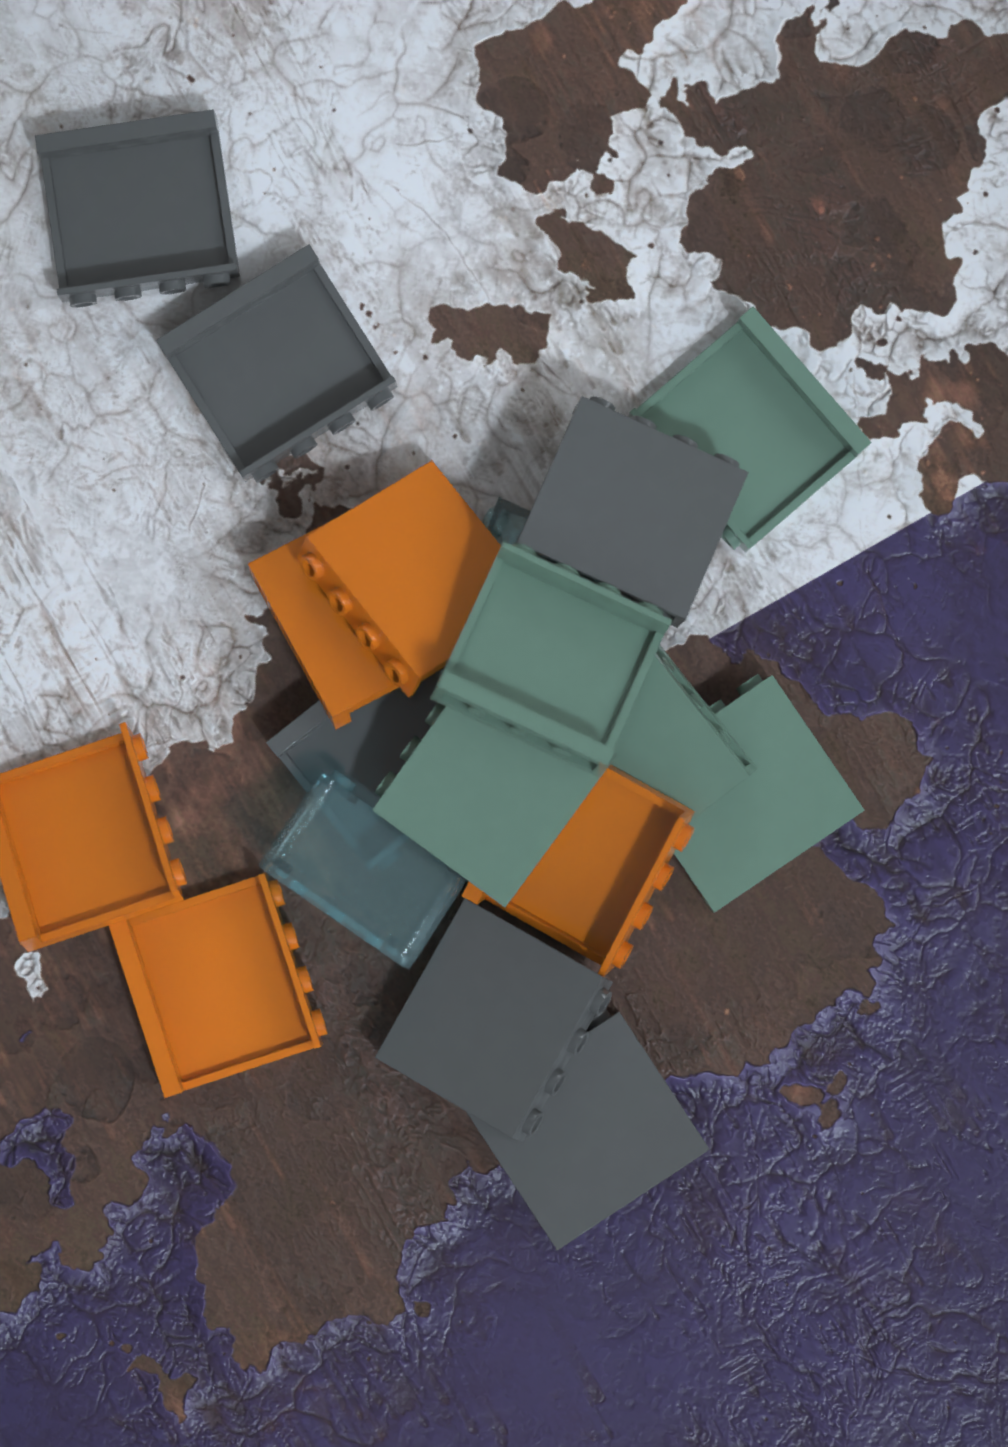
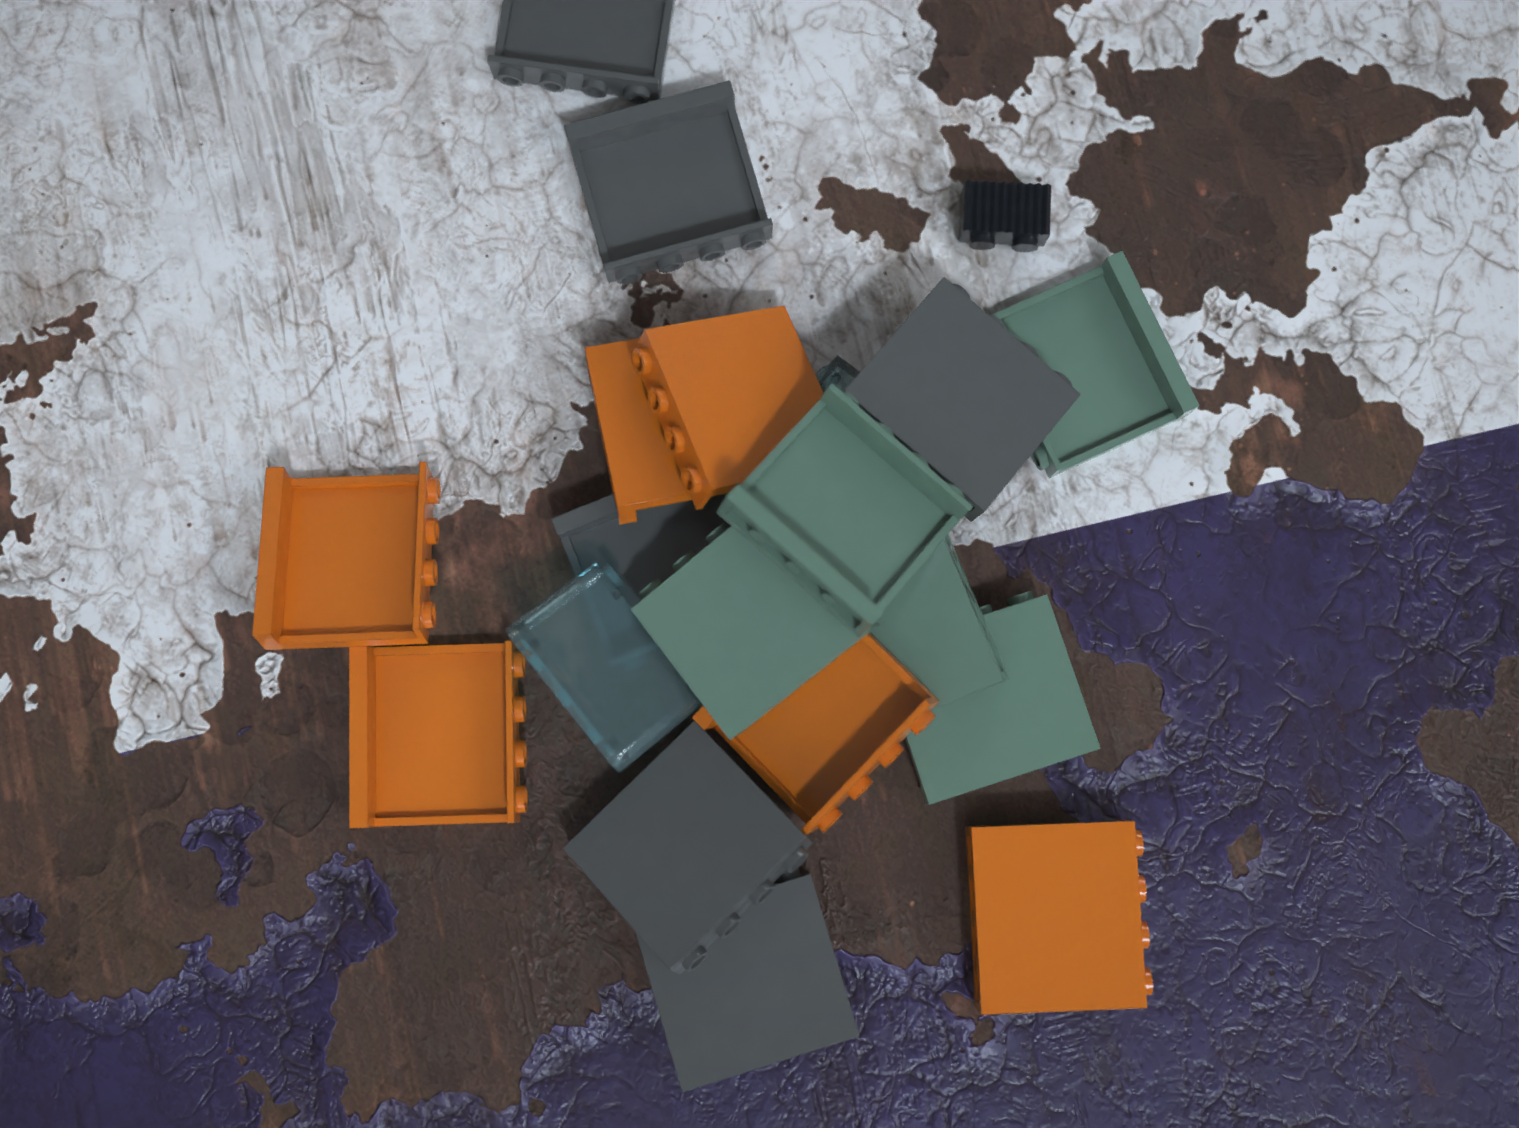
camera: 15 degrees right, 5 degrees down
(626, 299) = (1004, 215): none -> black brick
(868, 982) = (1057, 917): none -> orange panel

